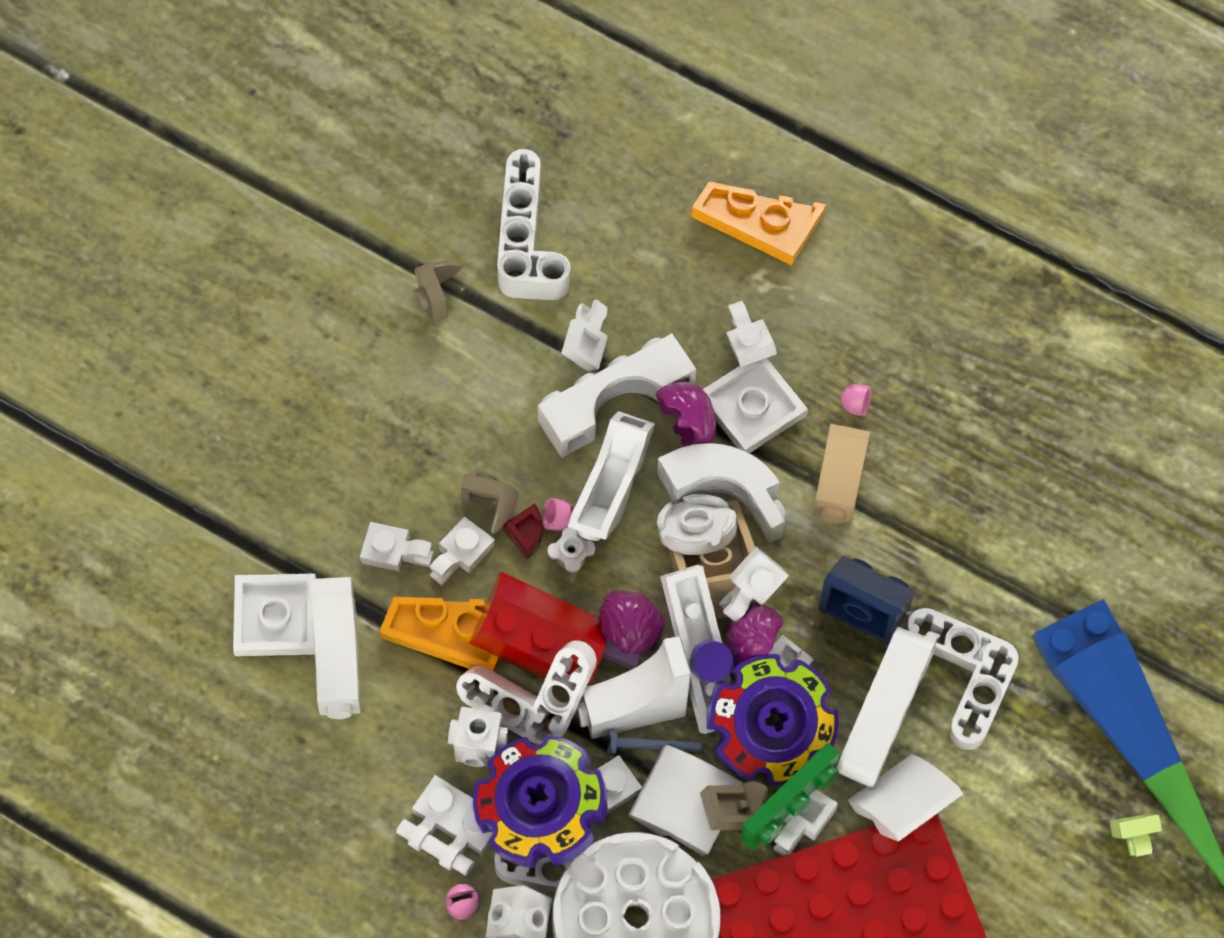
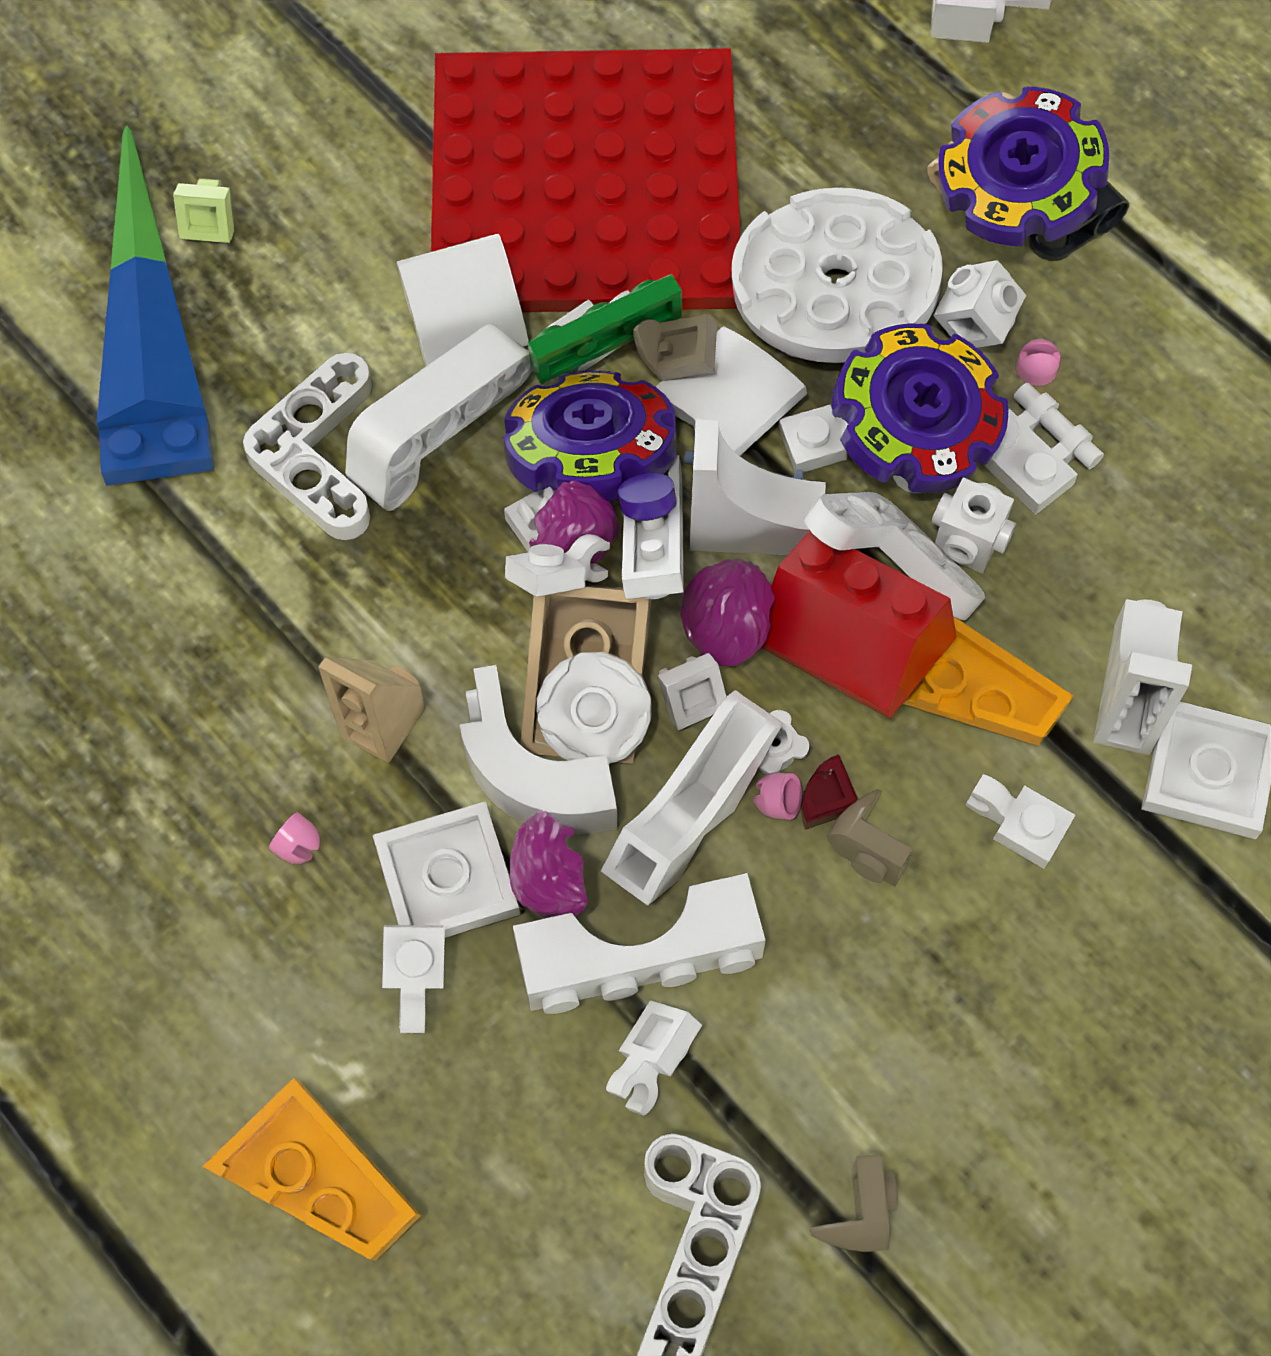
camera: 160 degrees left, 0 degrees up
(461, 548) = (924, 793): white plate -> none
(636, 563) = (692, 690): none -> white tile
(865, 598) = (405, 546): dark blue slope -> none

